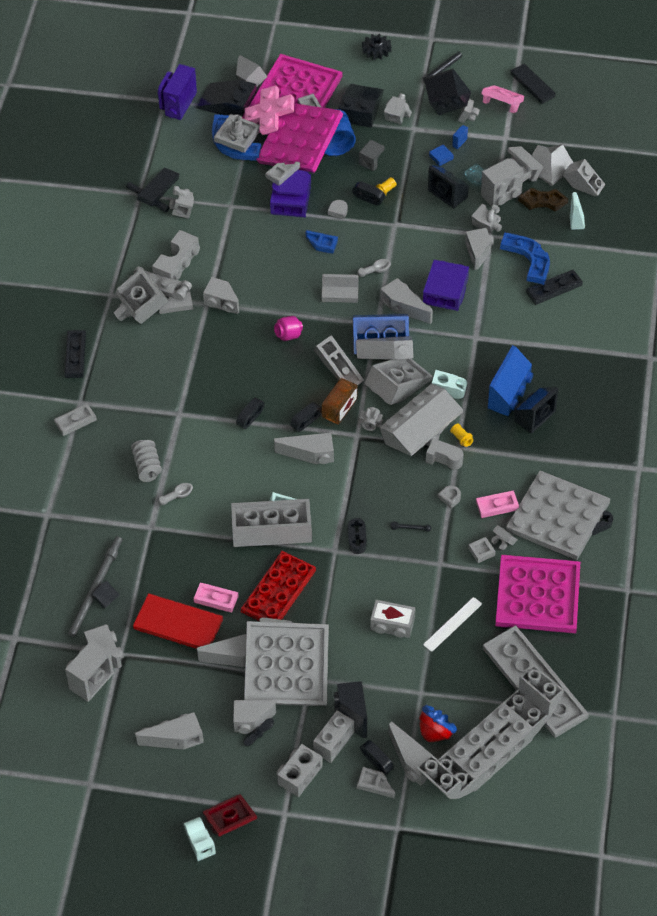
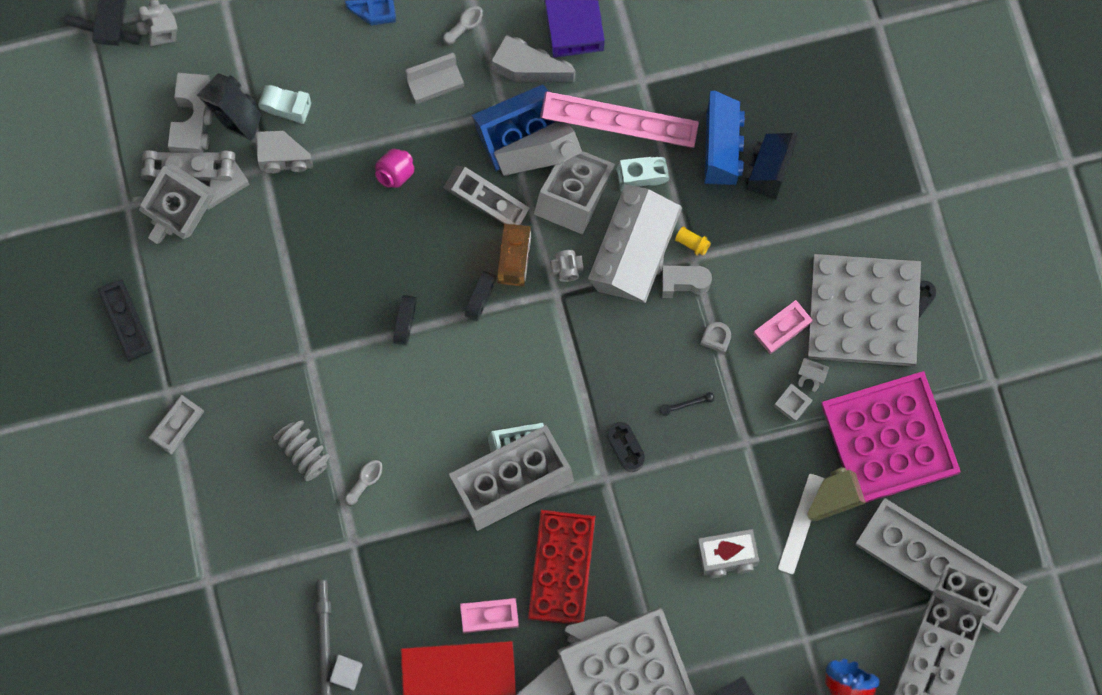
camera: 25 degrees left, 20 degrees up
(202, 256) = (231, 106): none -> black slope
(239, 271) = (285, 103): none -> light aqua leg
(308, 448) = (509, 342): light grey slope -> none
(446, 347) = (619, 119): none -> bright pink plate
(481, 610) = (836, 495): none -> olive slope

